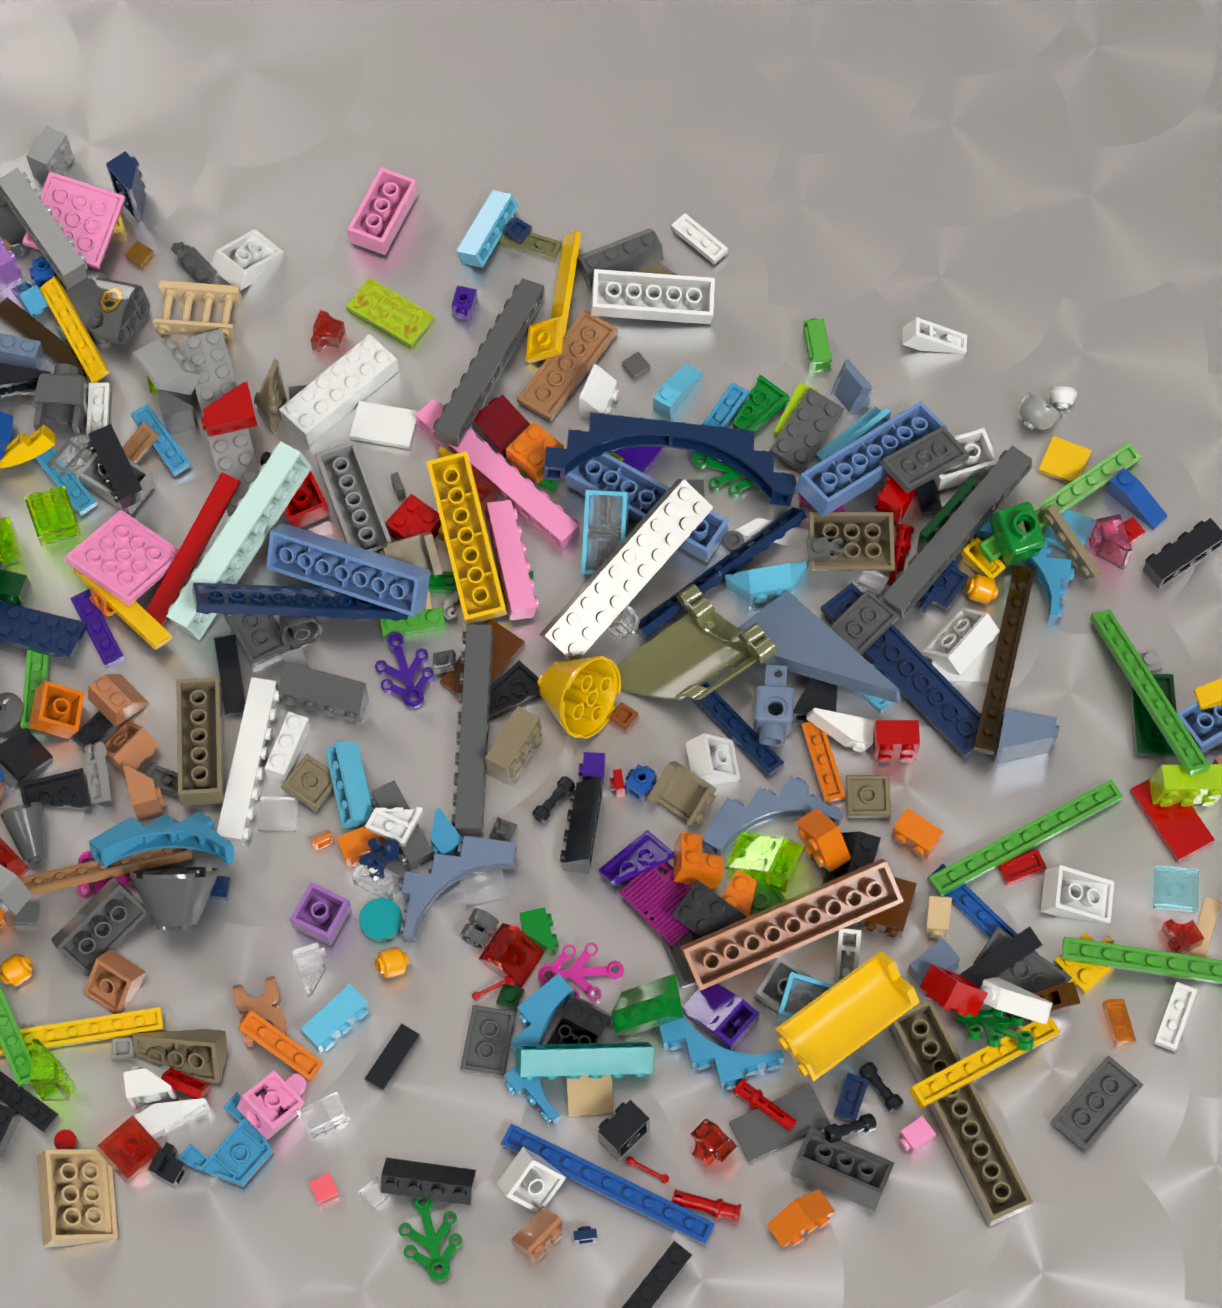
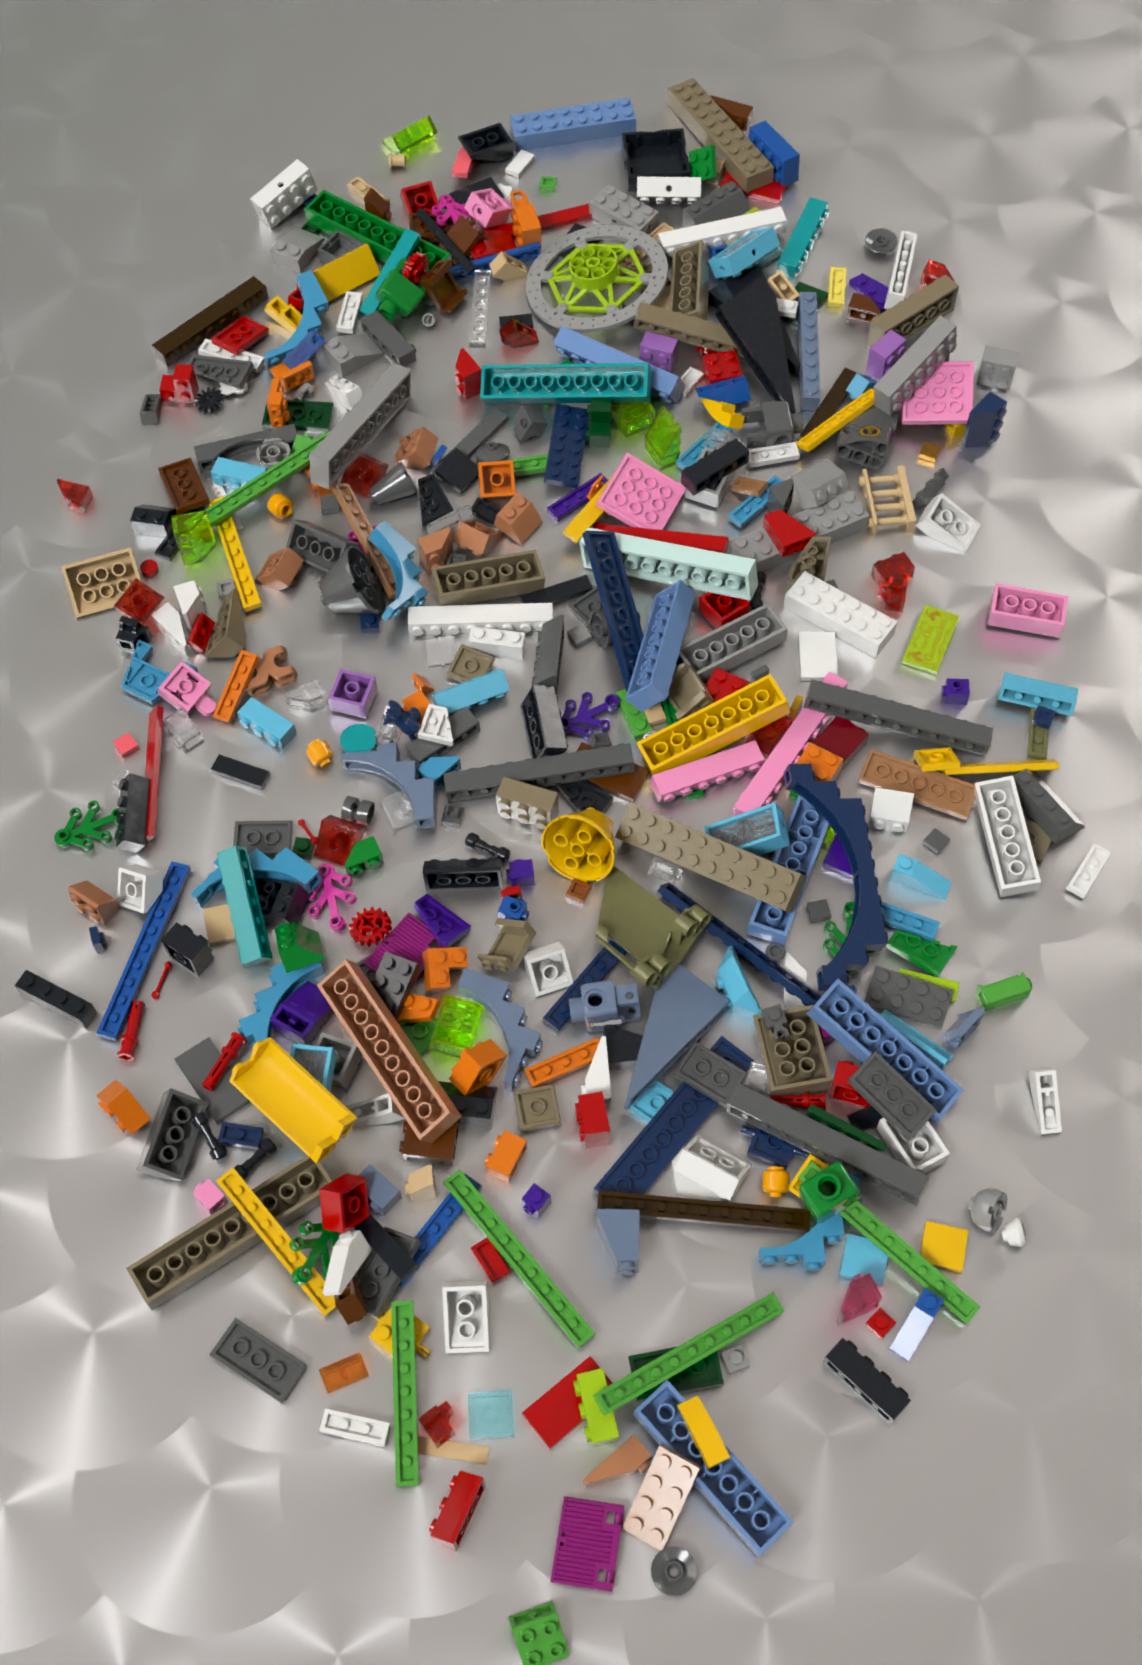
camera: 80 degrees right, 5 degrees down
(294, 326) = (895, 566): none -> clear red brick
(357, 1154) = (153, 766): none -> red tile
(414, 714) = (543, 722): none -> slope
(636, 928) = (370, 927): none -> red gear
(711, 1143) = (185, 1022): clear red brick -> none
(970, 811) = (536, 1201): none -> dark purple brick
(1073, 546) = (847, 1247): dark tan plate -> none

